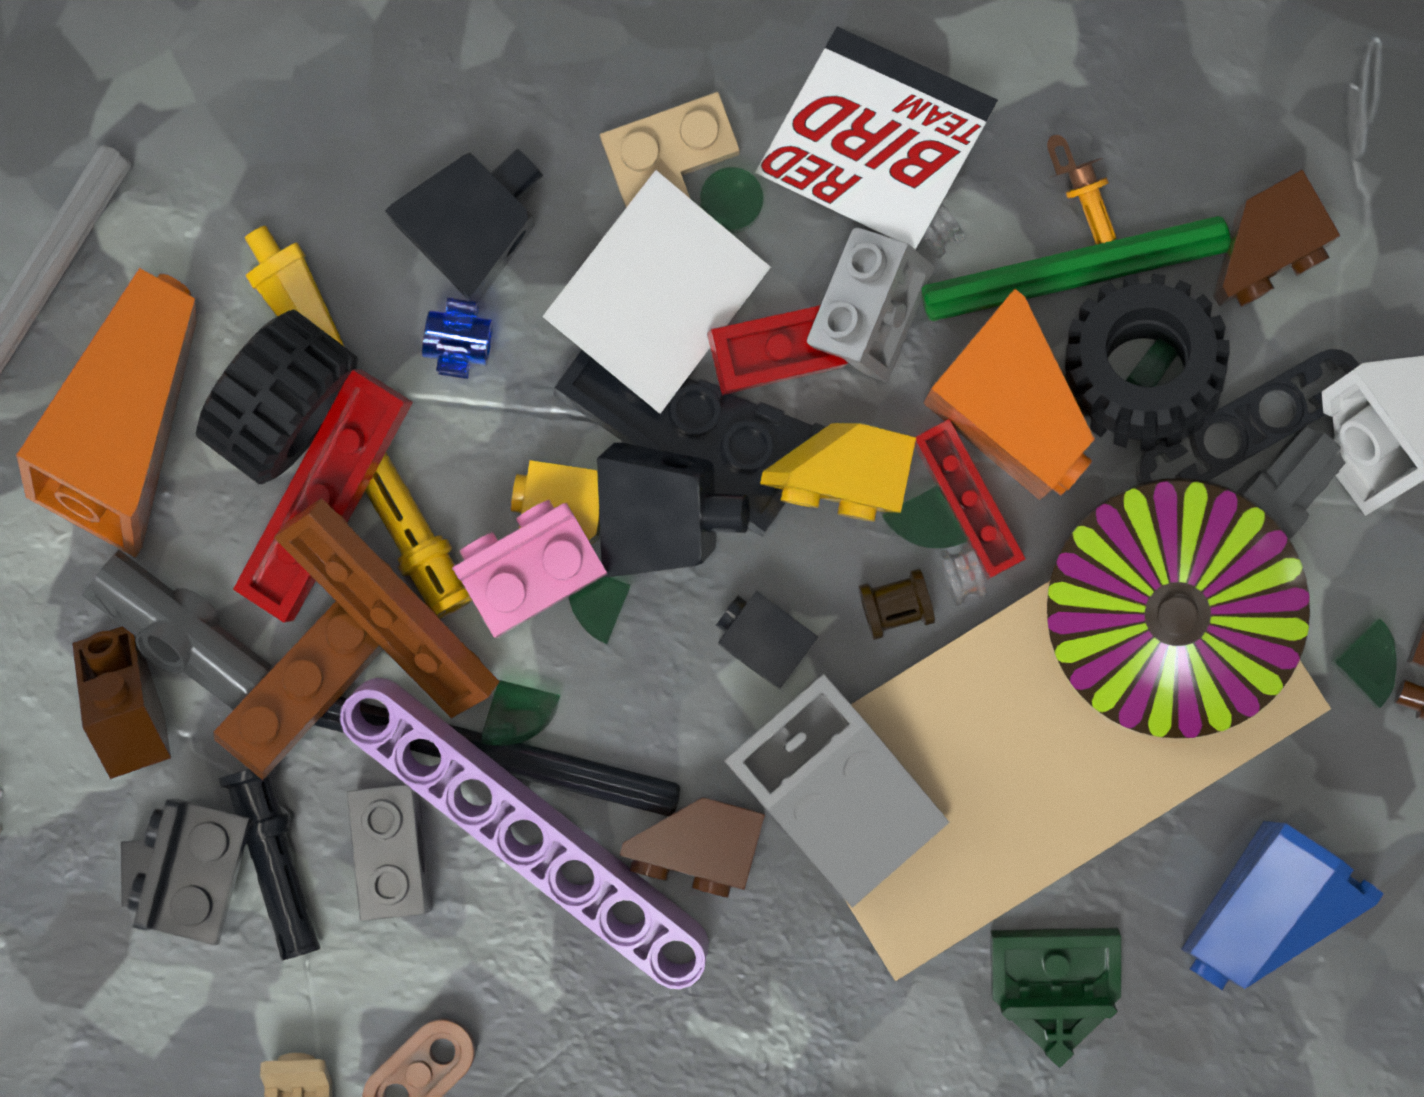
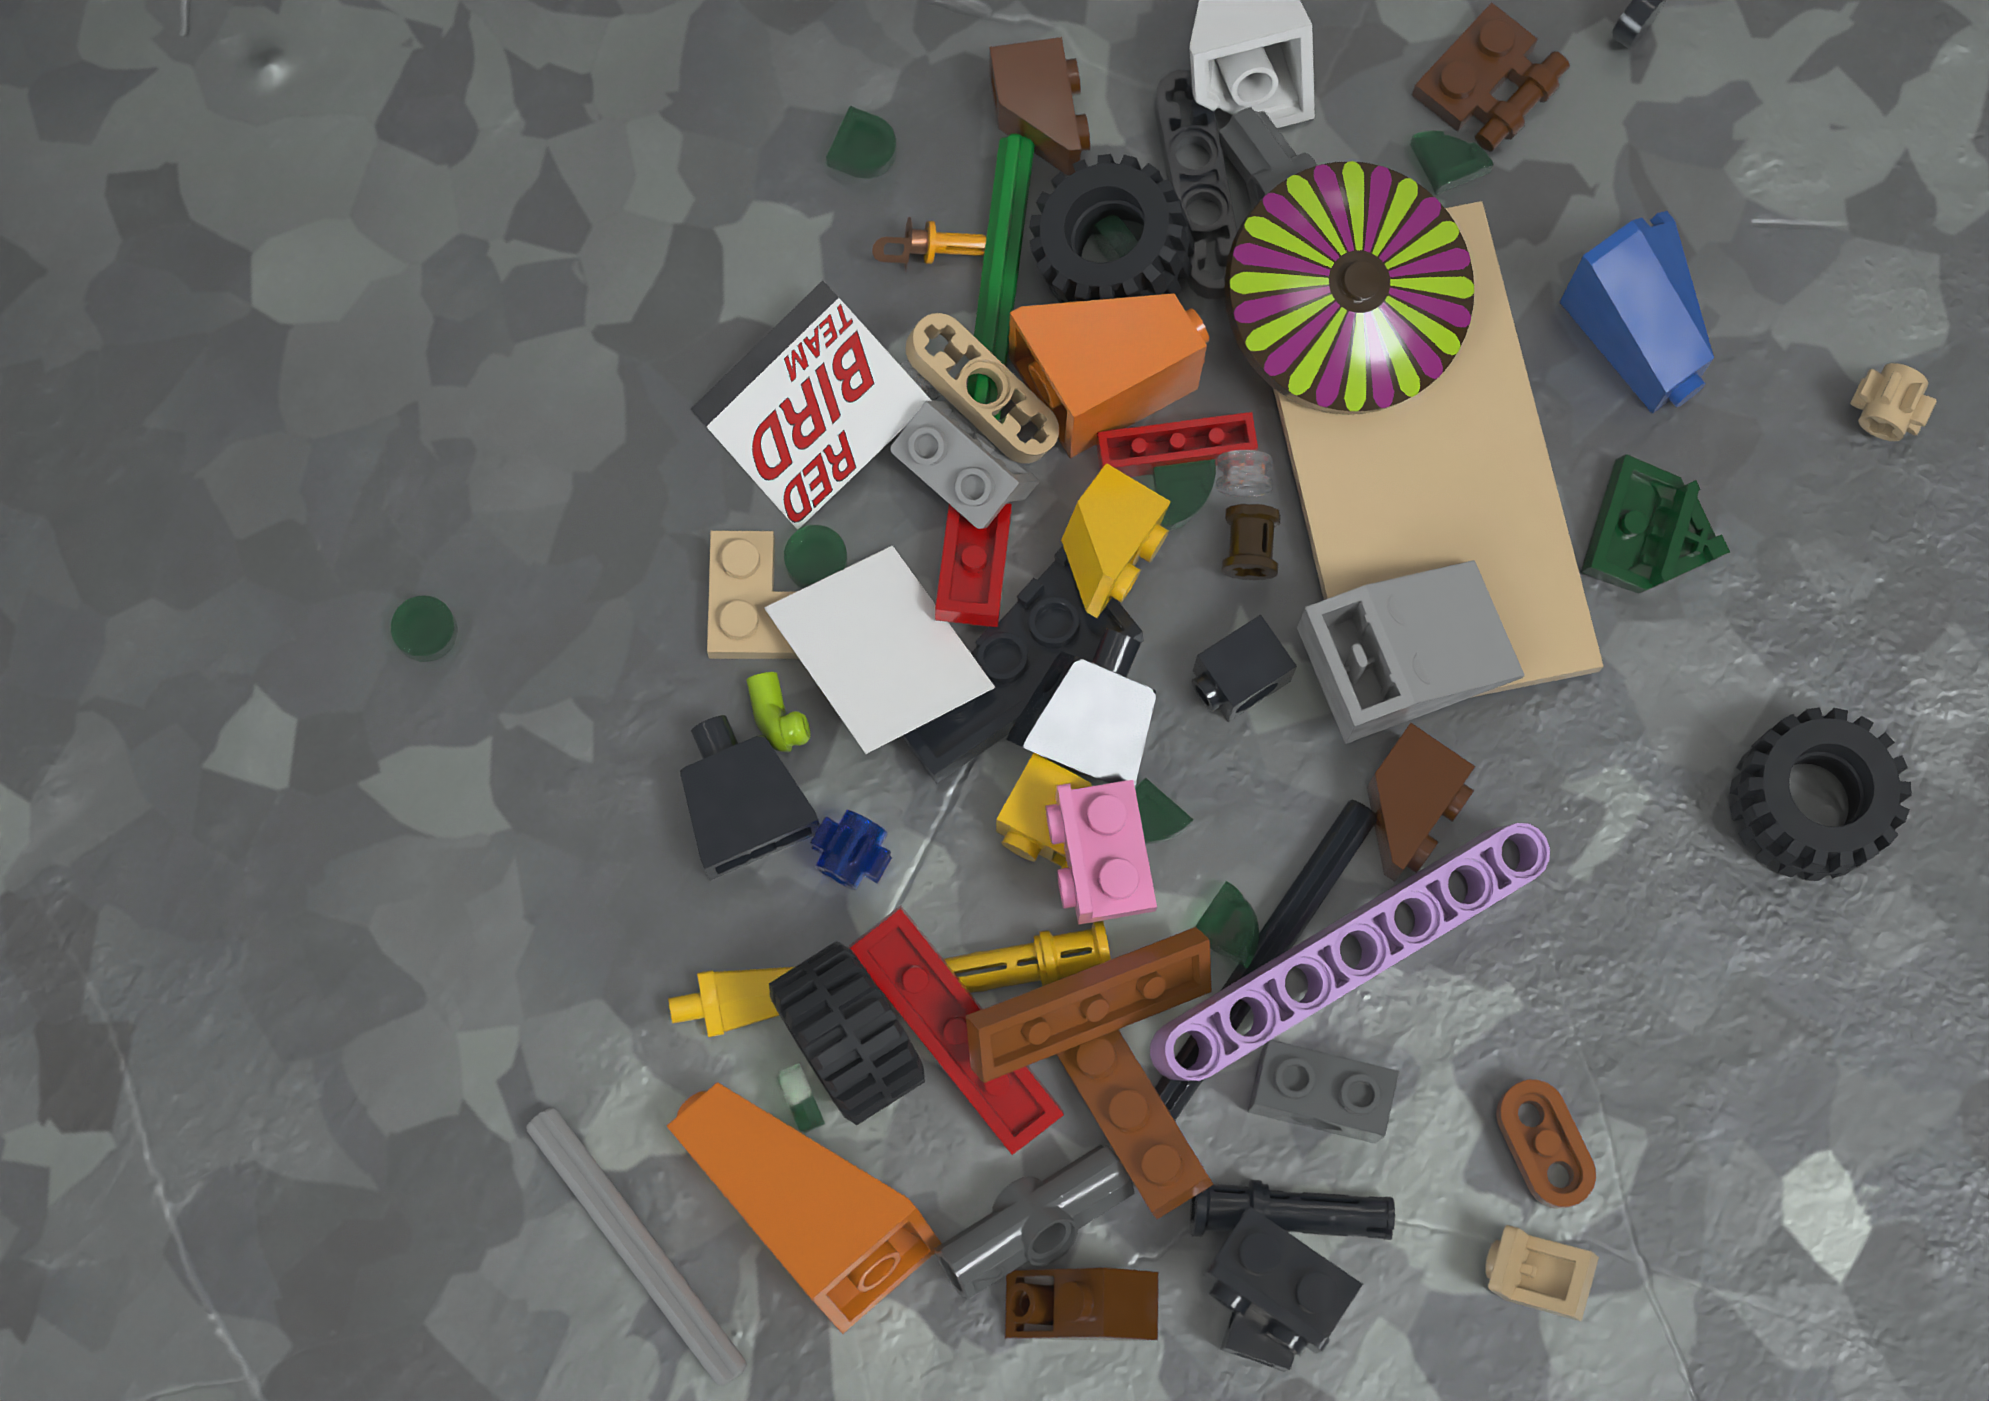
camera: 75 degrees left, 10 degrees down
(205, 378) = (800, 1099): none -> clear green tile
(550, 228) = (770, 713): none -> lime arm
(978, 253) = (982, 361): none -> tan beam
(1165, 86) = (863, 145): none -> clear green tile

